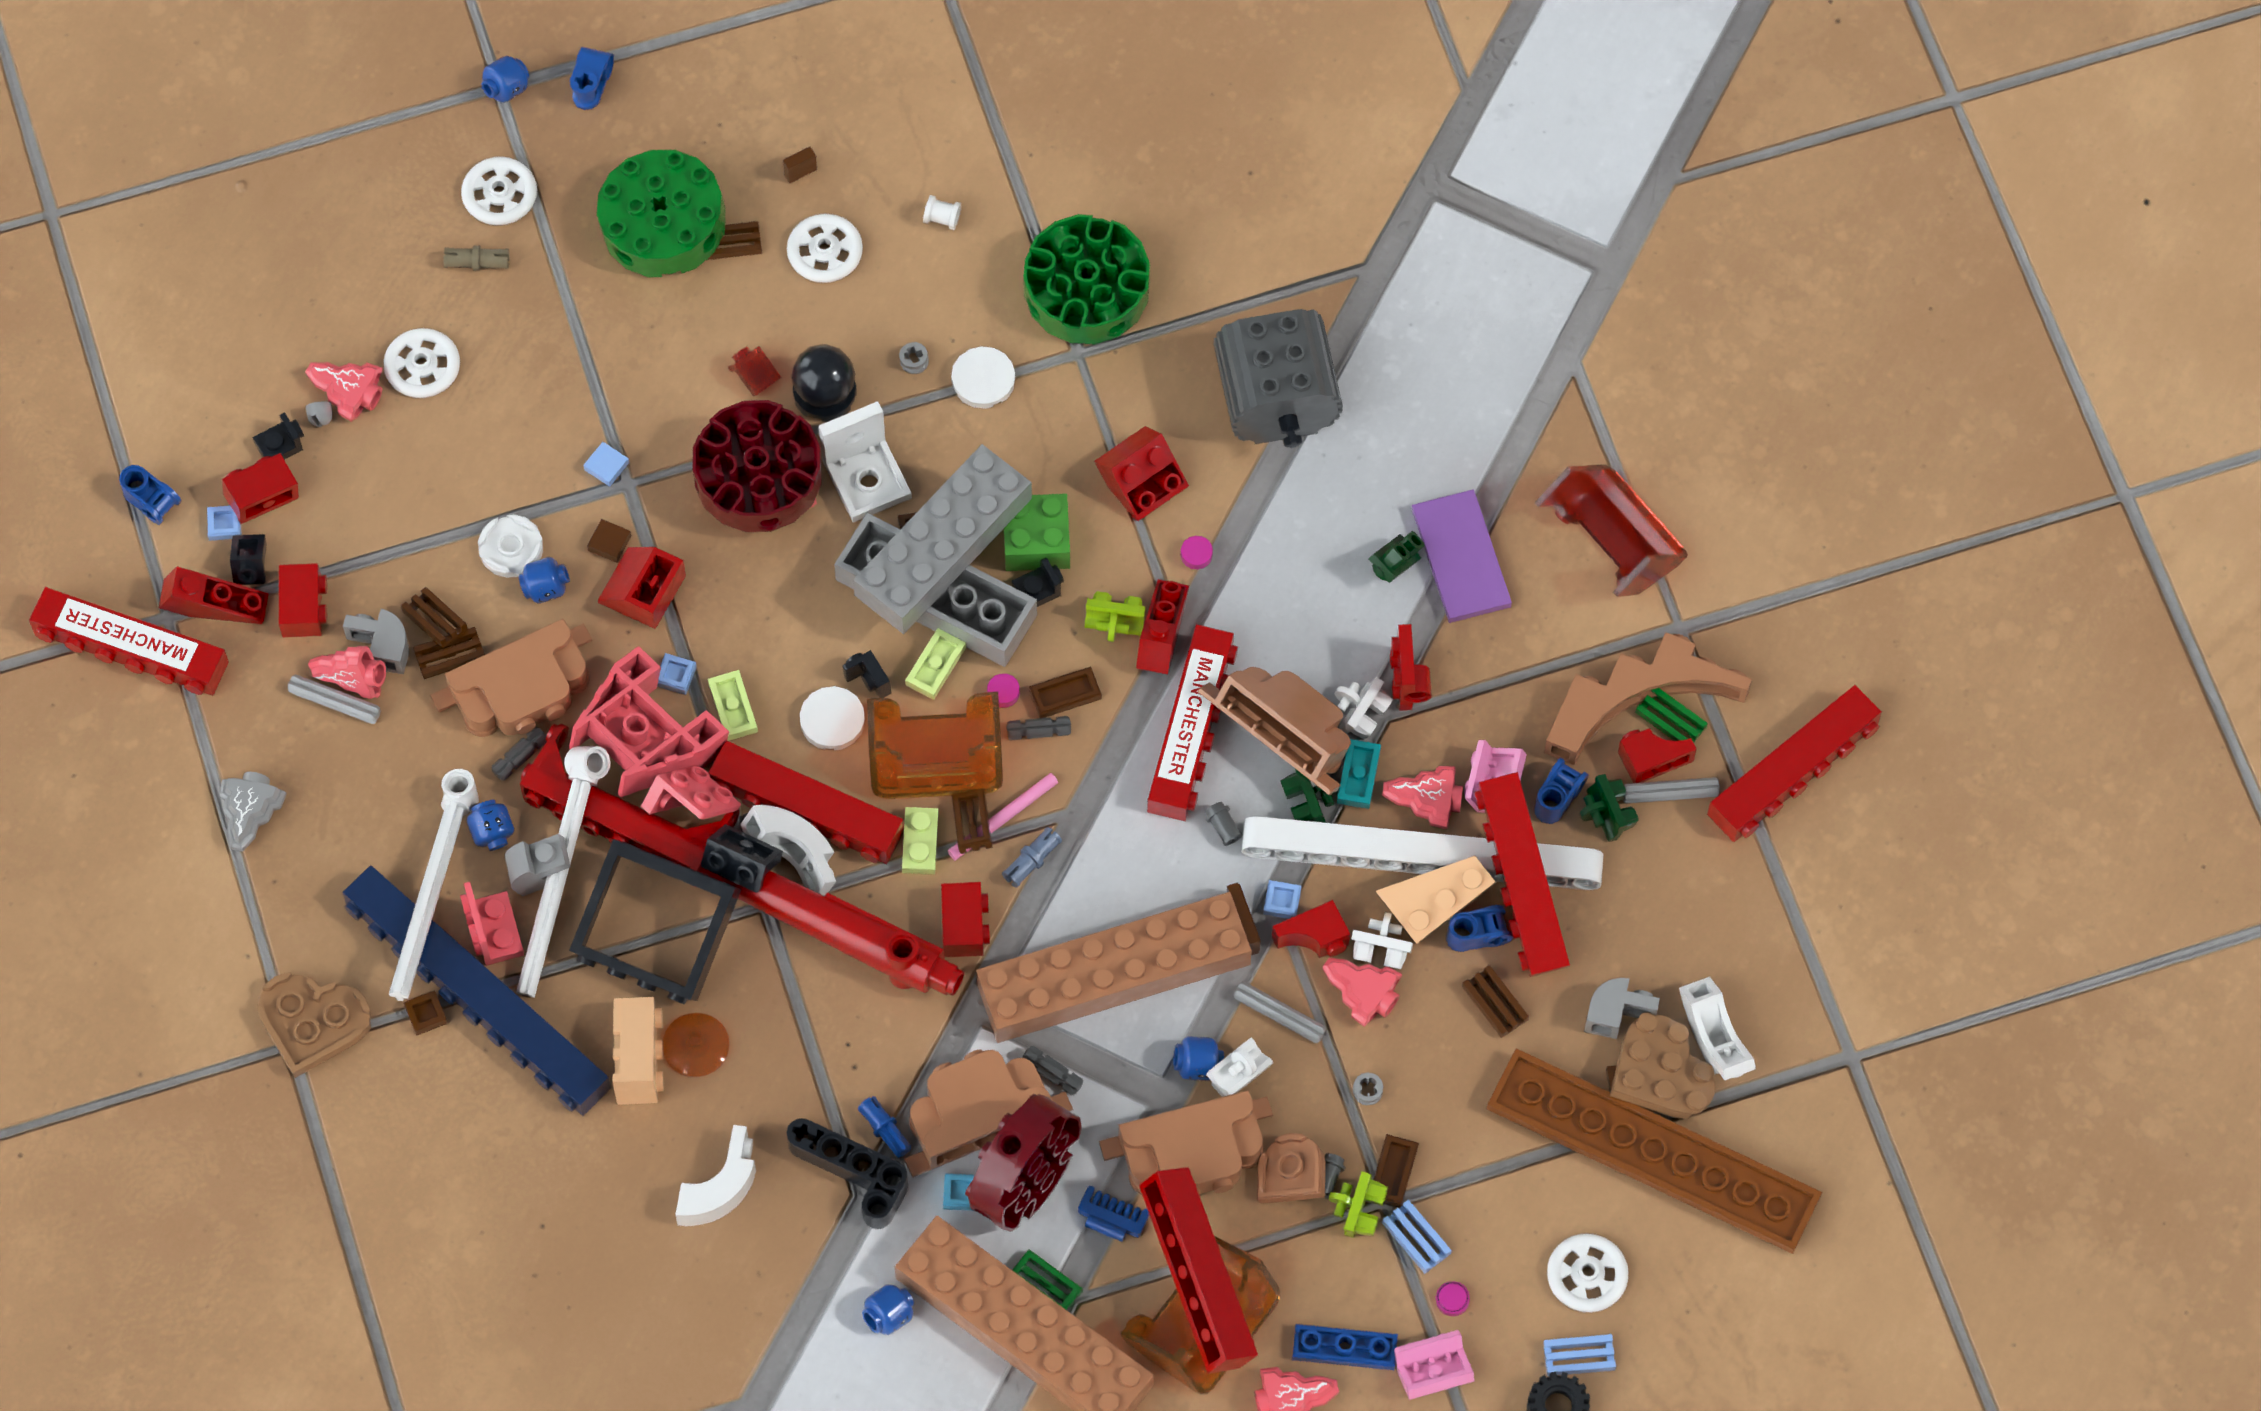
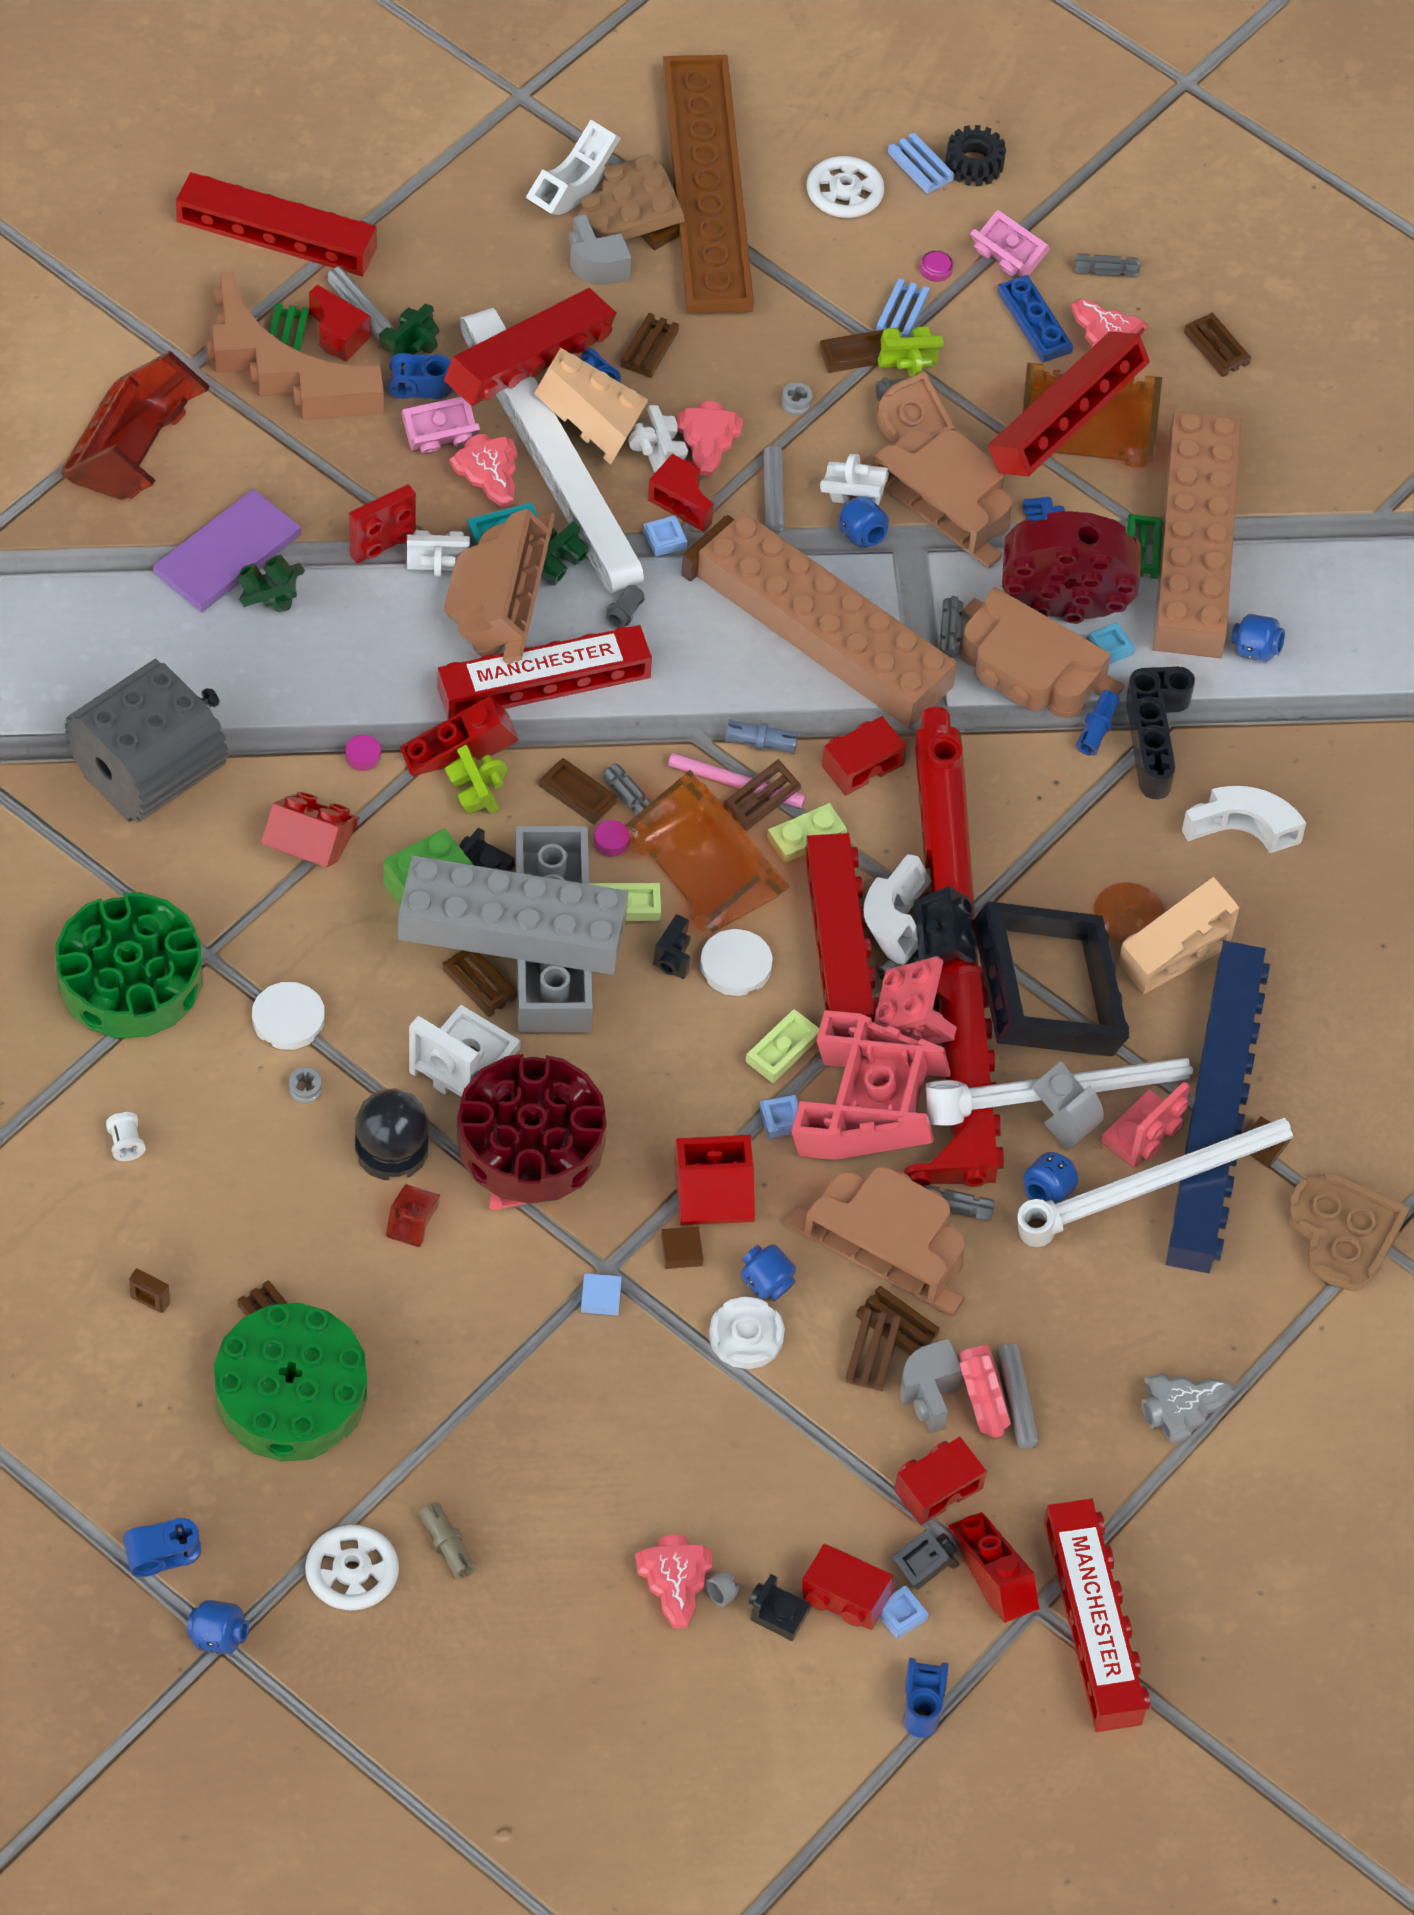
camera: 125 degrees left, 10 degrees down
(413, 339) = (601, 1498): white plate -> none
(836, 269) = (230, 1255): white plate -> none

